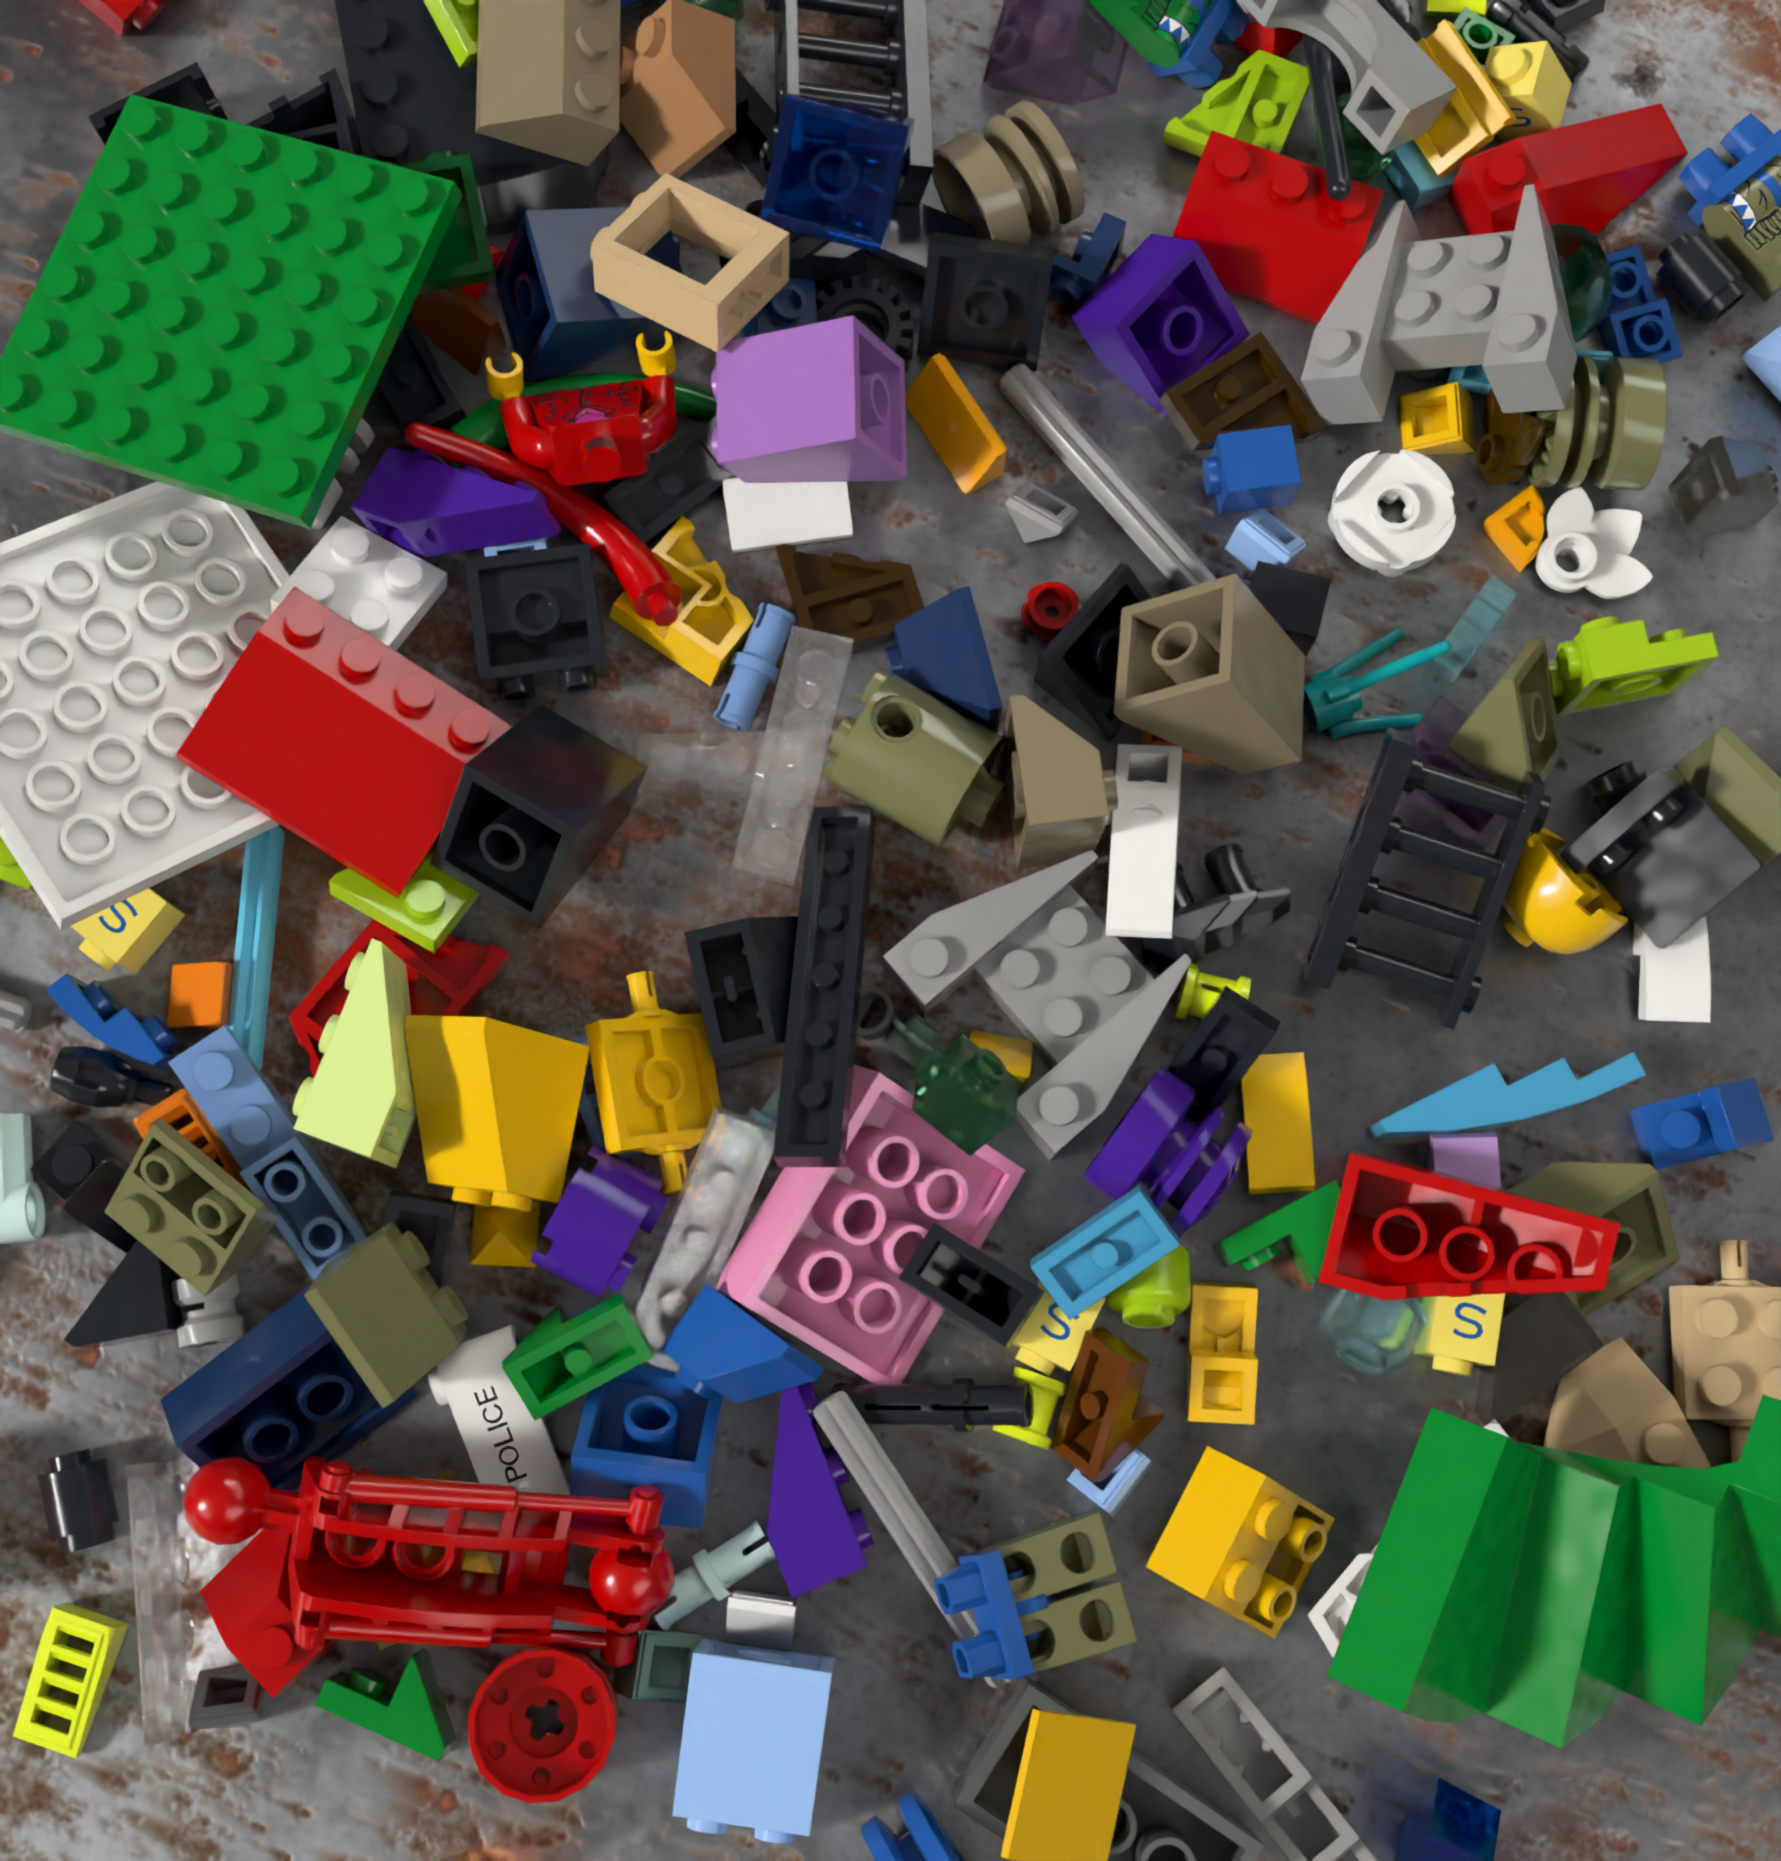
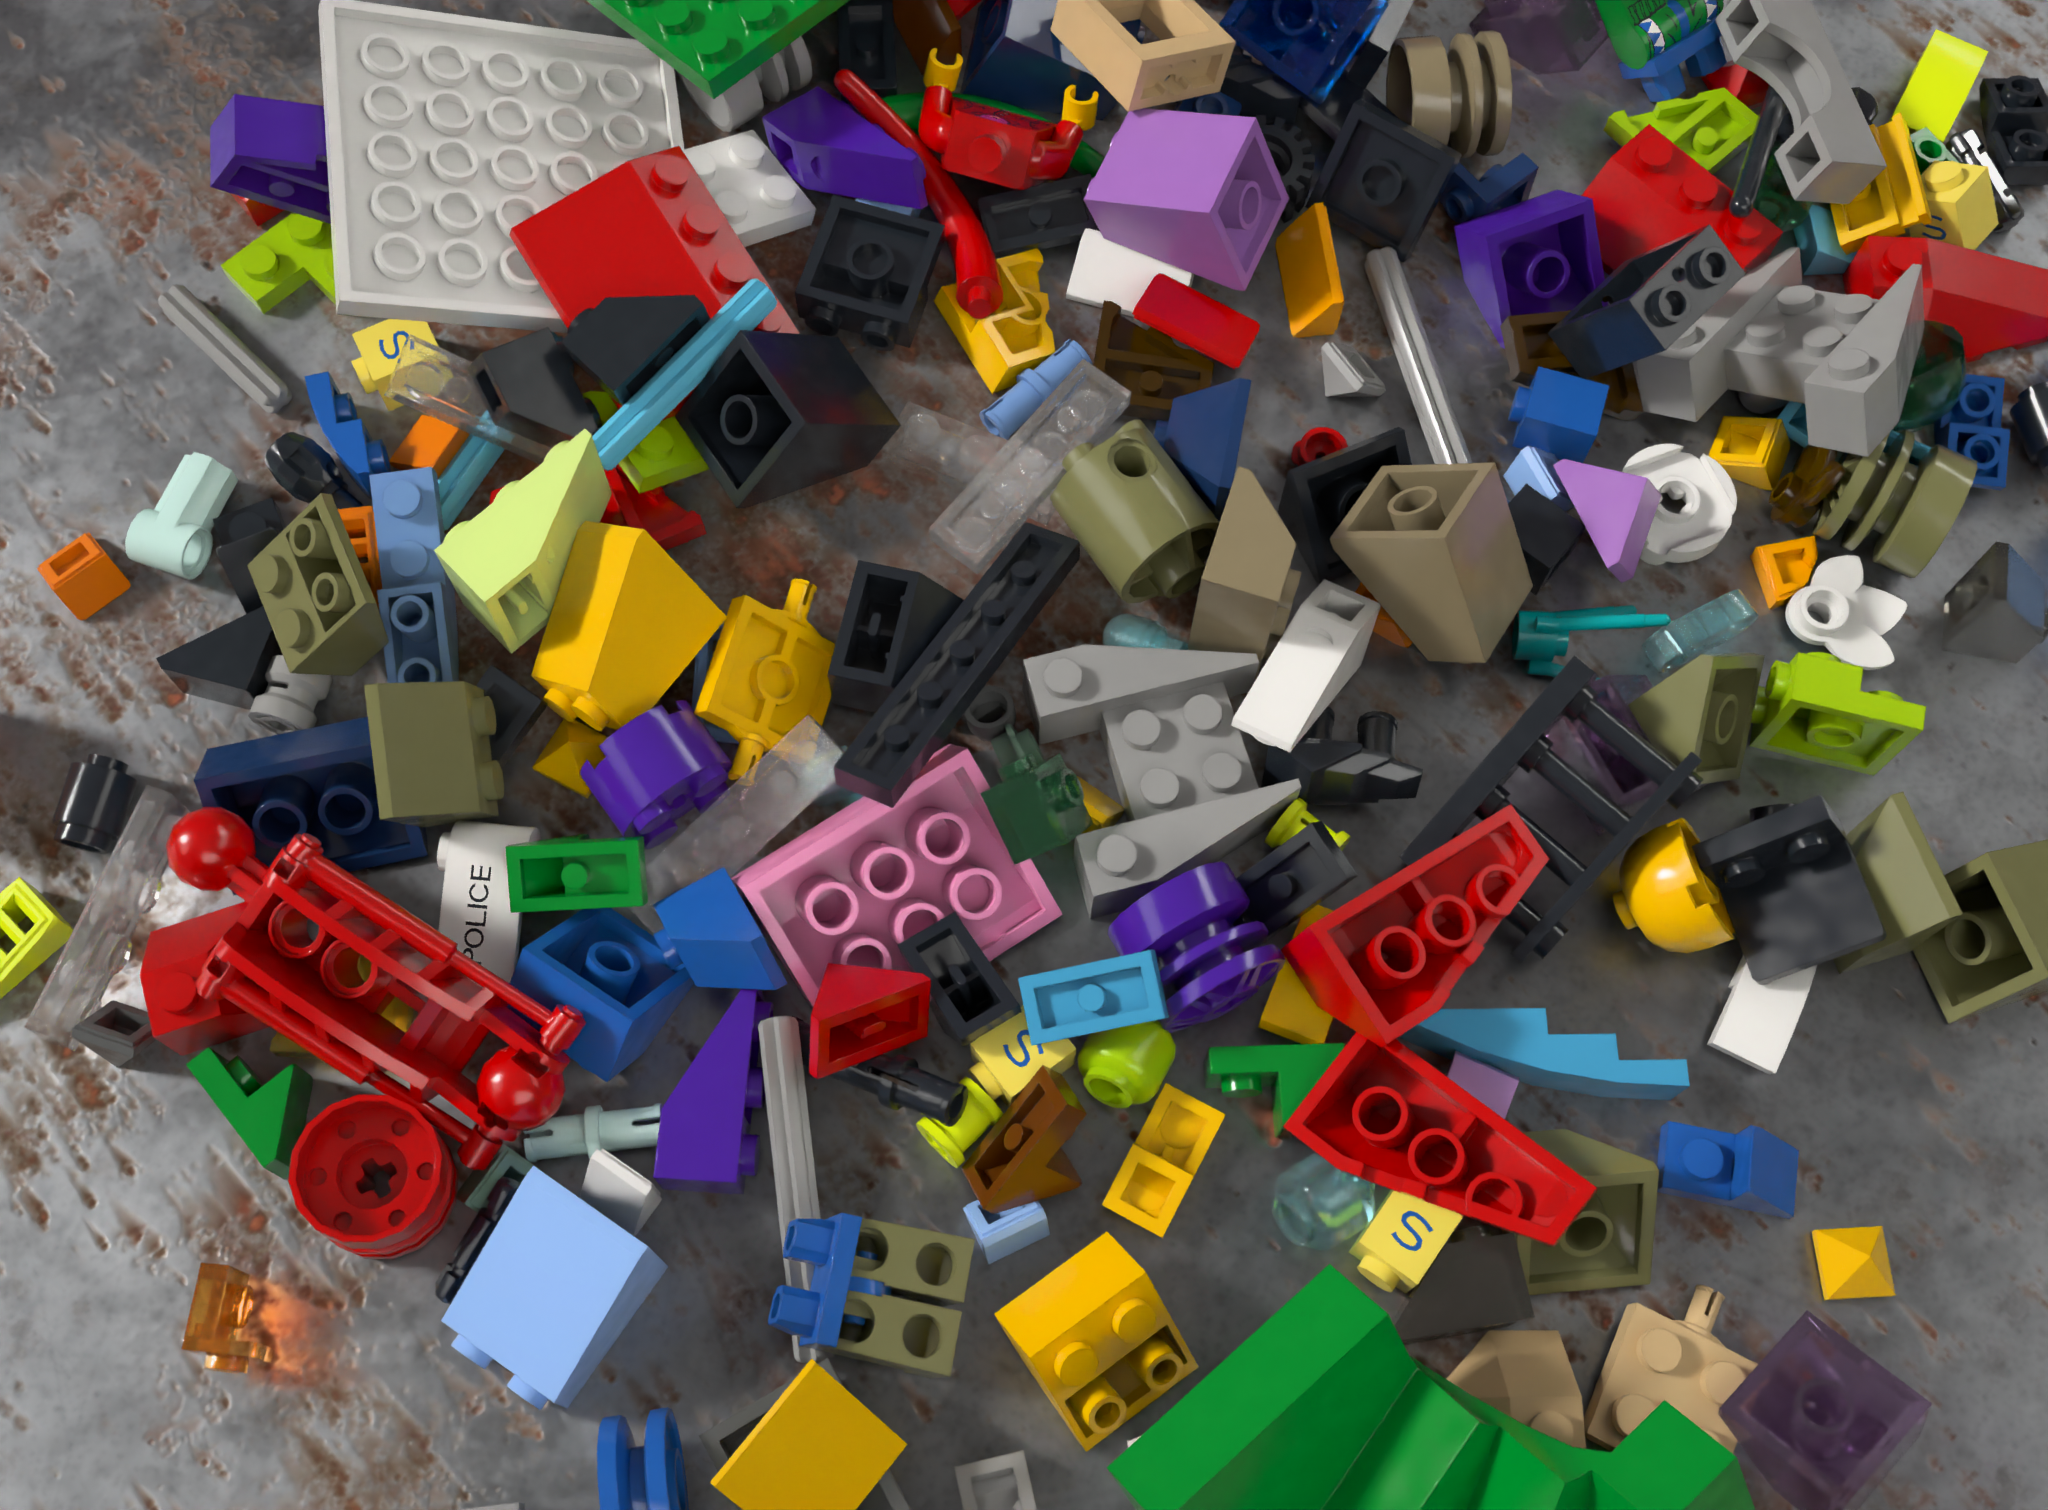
camera: 25 degrees right, 10 degrees down
(237, 937) = (442, 388): none -> clear plate
(286, 907) = (533, 389): none -> black slope
(361, 819) = (632, 338): none -> black slope
(423, 824) = (681, 373): none -> medium azure axle
(665, 1724) = (475, 1240): none -> black axle
(874, 528) = (1197, 320): none -> red slope
(906, 1361) = (865, 1015): none -> red slope
(972, 873) = (1138, 631): none -> clear light blue cylinder
(1298, 349) = (1650, 303): none -> black window
(1347, 554) = (1614, 510): none -> medium lavender slope
(1353, 1062) = (1410, 938): none -> red wedge

